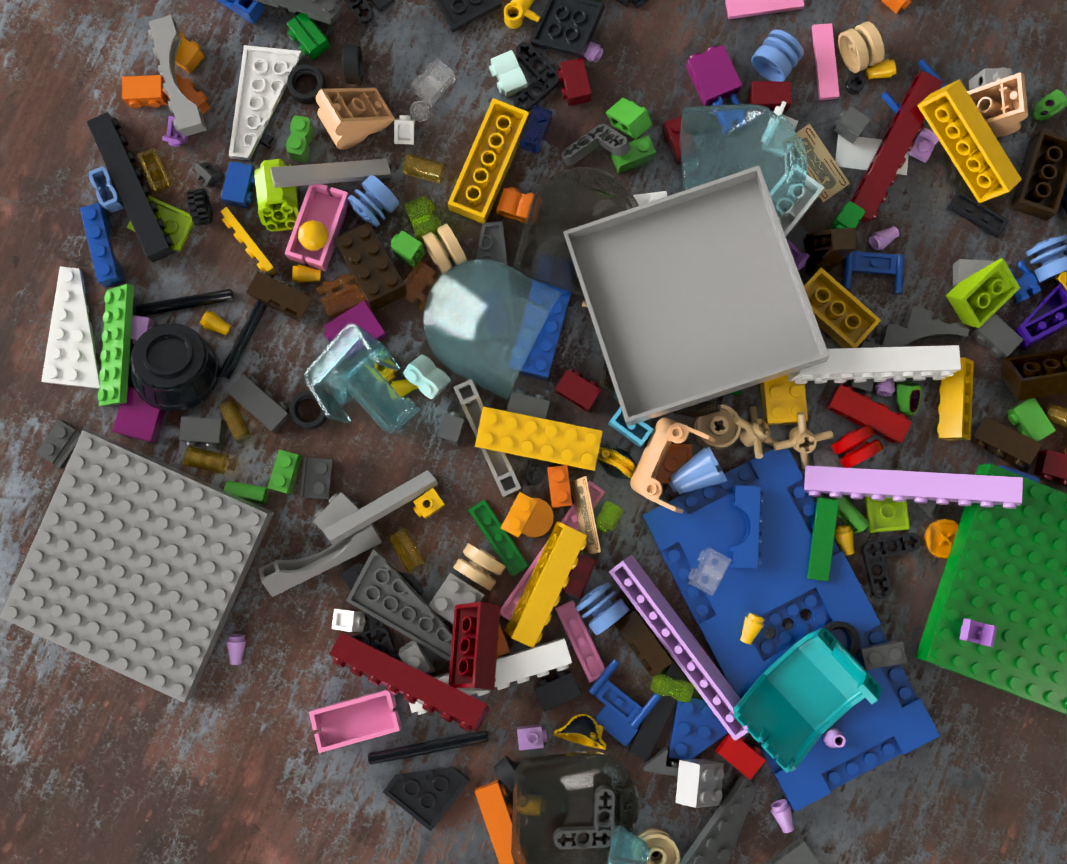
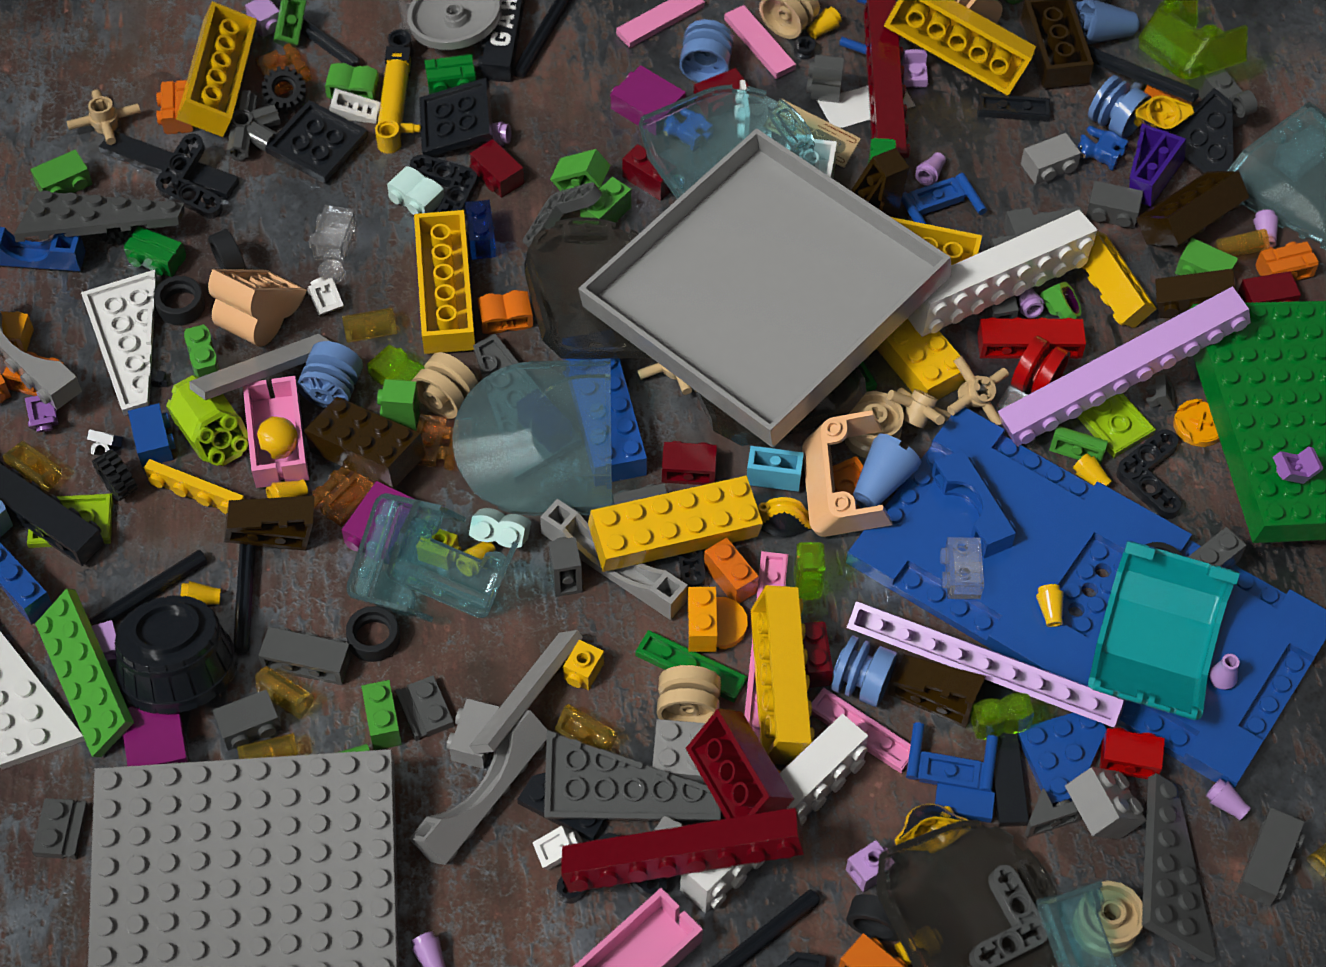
camera: 30 degrees left, 25 degrees down
(557, 690) = (869, 795): black brick -> none
(585, 514) = (777, 571): tan sticker -> none
(822, 539) = (1067, 477): green tile -> none
(983, 293) = (1070, 167): lime slope -> none

